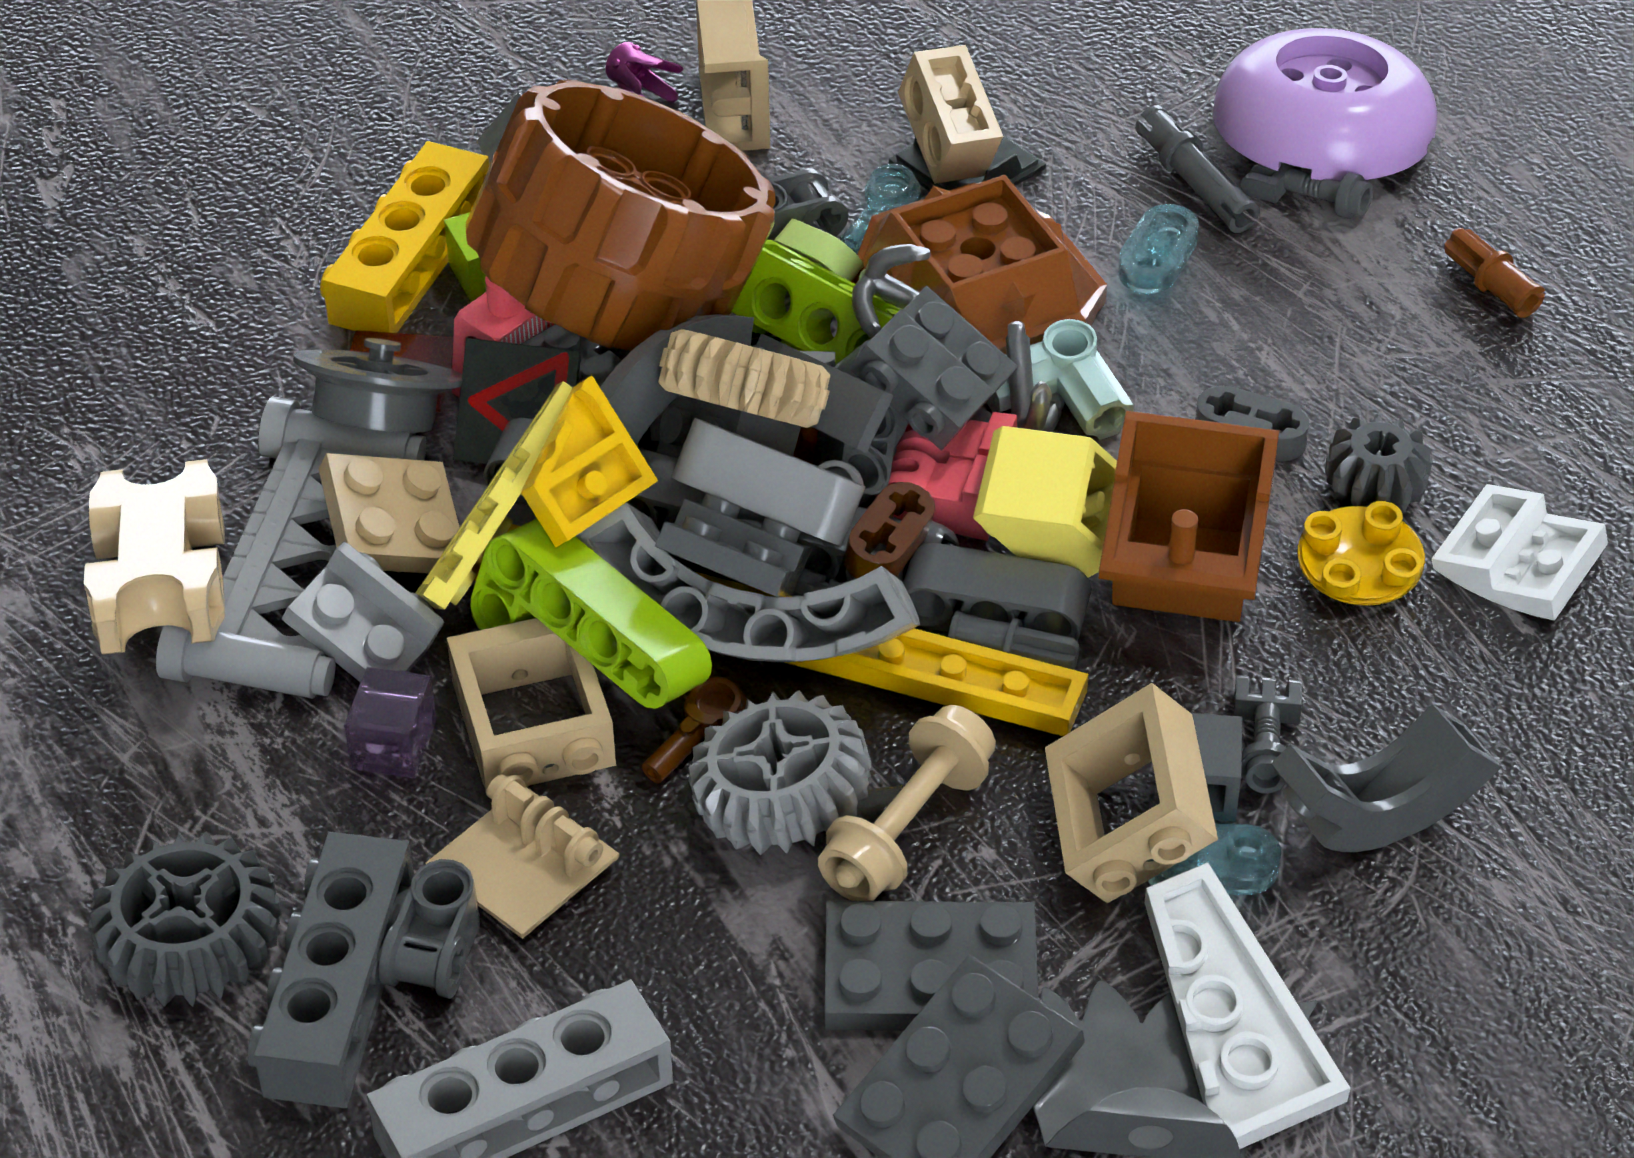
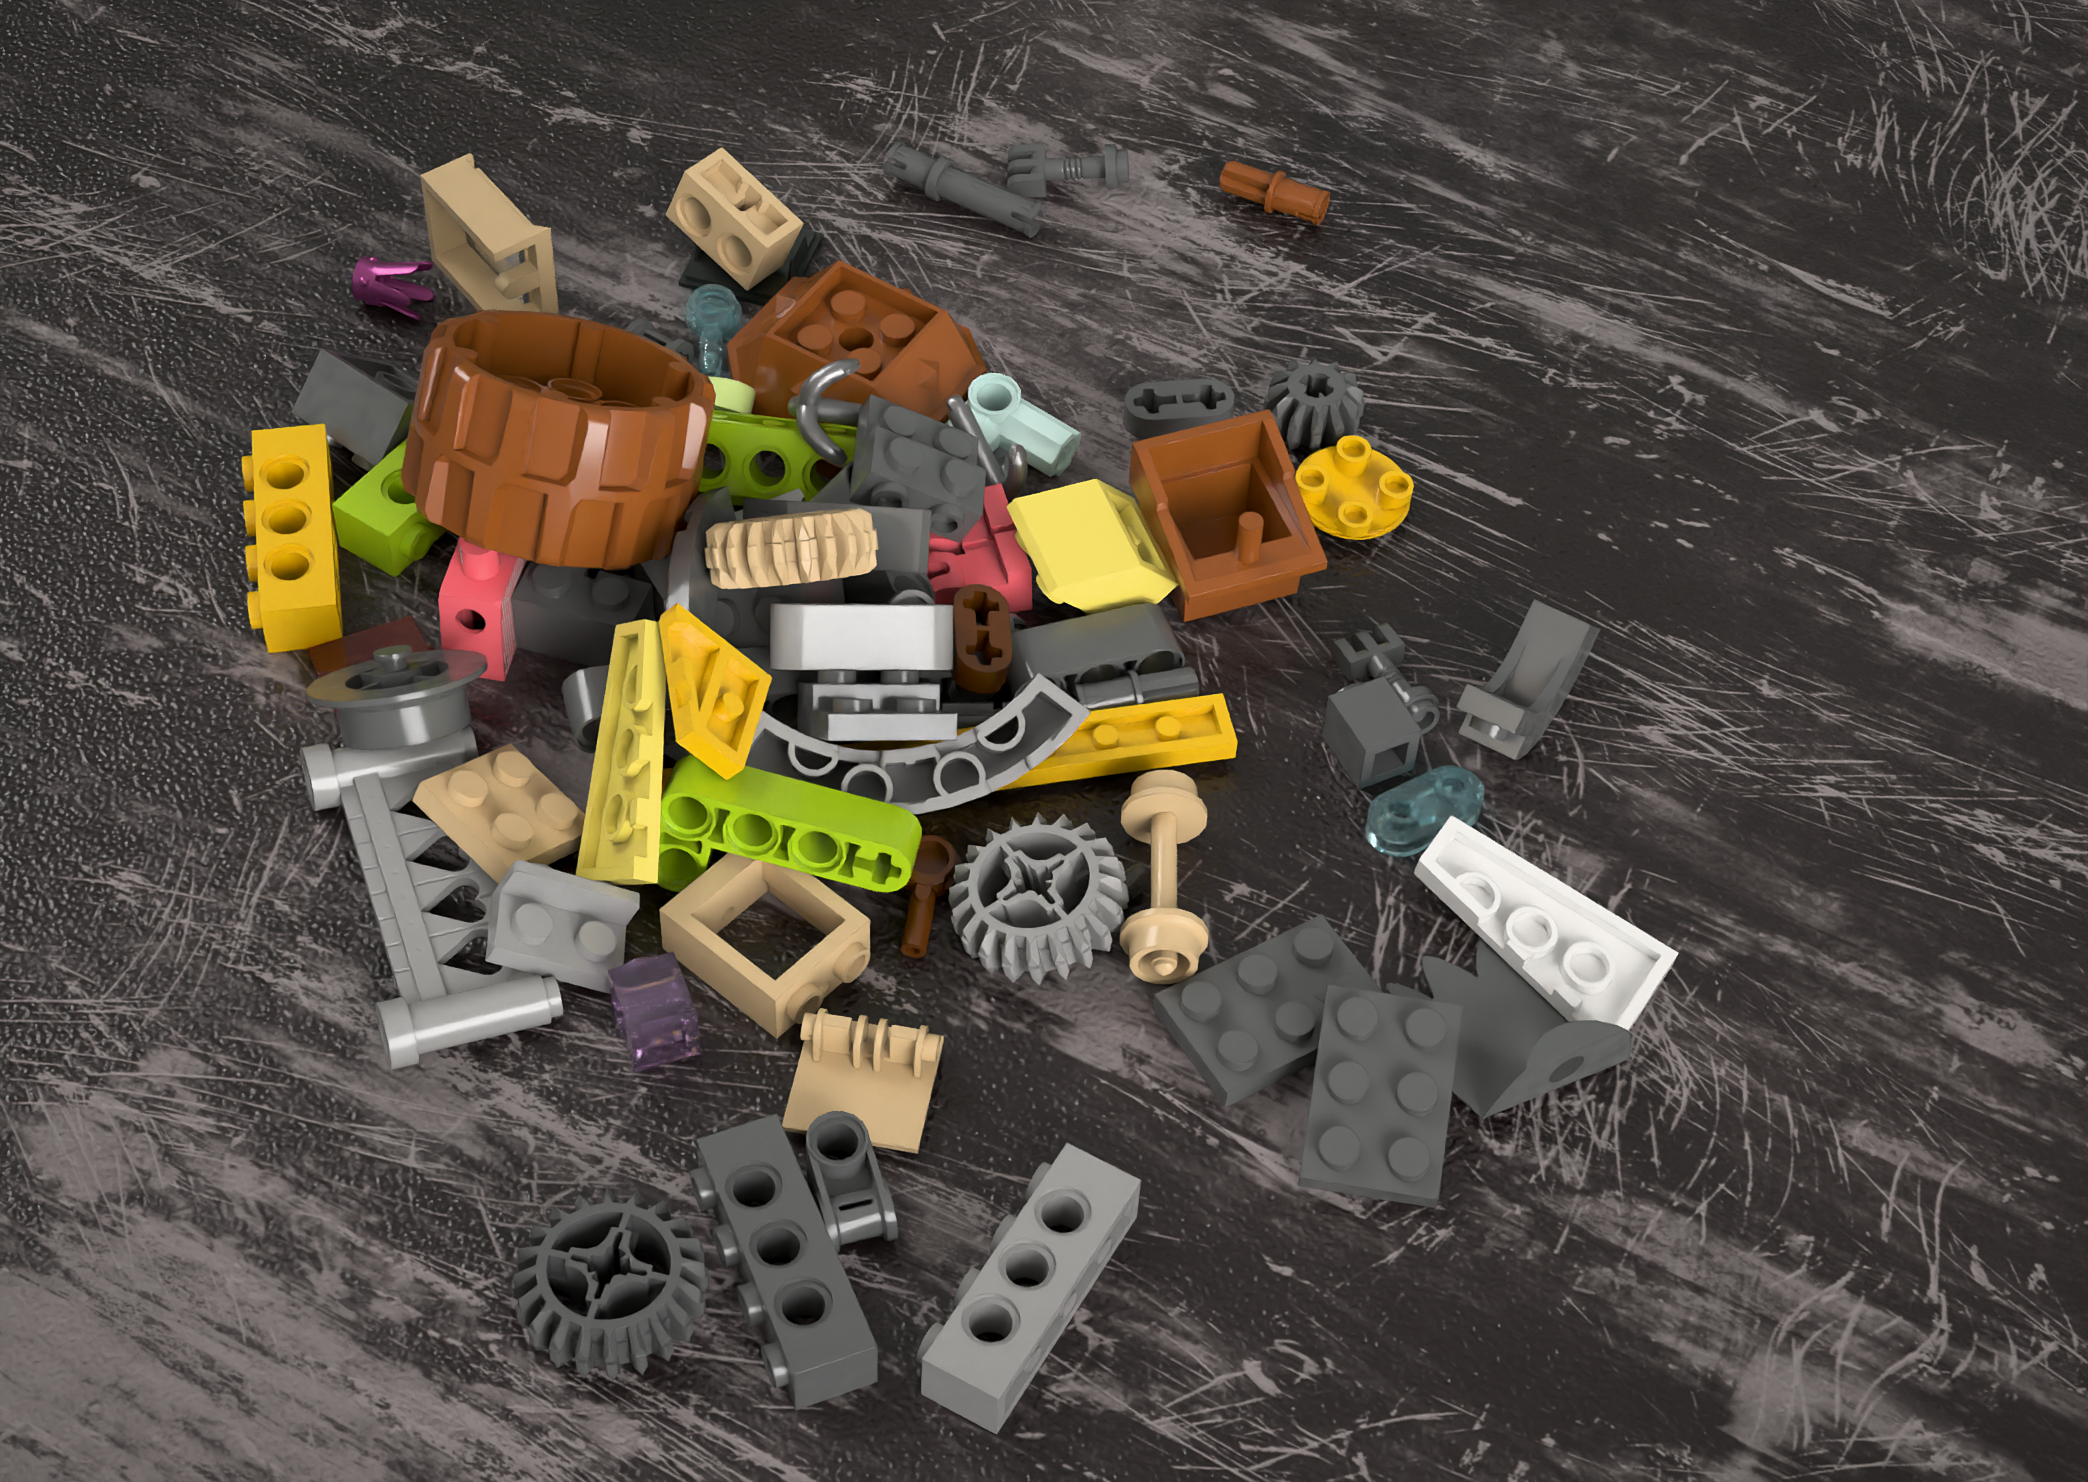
camera: 35 degrees left, 5 degrees up
(157, 570) = (333, 970): tan piece -> none
(504, 385) = (536, 648): pearl dark grey piece -> none
(1103, 752) = (1302, 748): tan window -> none
(1158, 248) = (988, 278): clear light blue plate -> none
(1326, 104) = (1035, 89): lavender brick -> none
(1519, 553) = (1468, 437): white slope -> none

